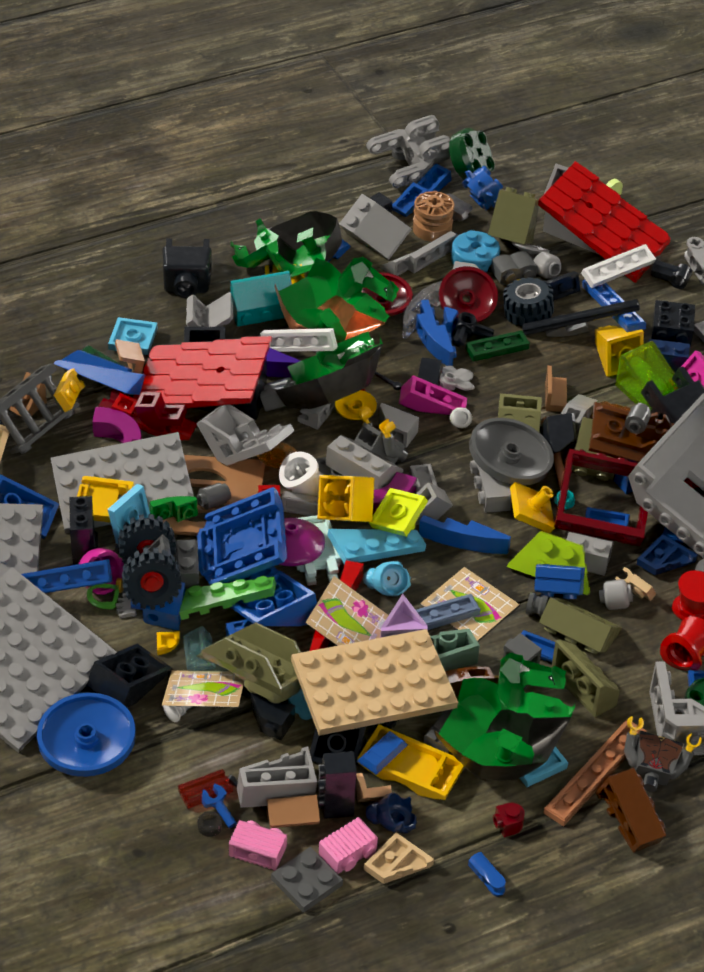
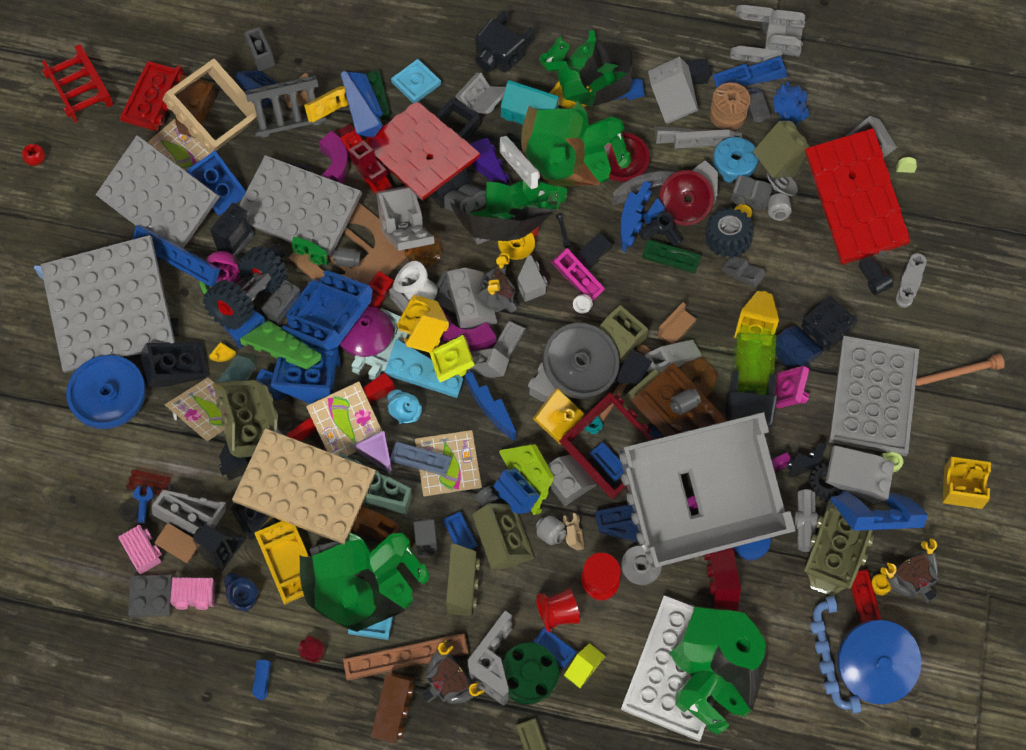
camera: 40 degrees right, 20 degrees up
(104, 494) = (267, 212): yellow container -> none
(128, 506) = (269, 236): medium azure plate -> none
(130, 353) = (390, 100): panel -> none
(369, 794) = (241, 565): light nougat tile -> none
(382, 752) = (272, 540): blue tile -> none
(397, 859) = (214, 625): tan wing -> none
(452, 378) = (615, 265): light grey plate -> none
(470, 151) = (810, 66): dark green piece -> none
(565, 285) = (771, 233): black tile -> none
(581, 317) = (750, 275): black axle -> none
(606, 296) = (790, 279): blue tile -> none
(618, 266) = (830, 245): white plate -> none

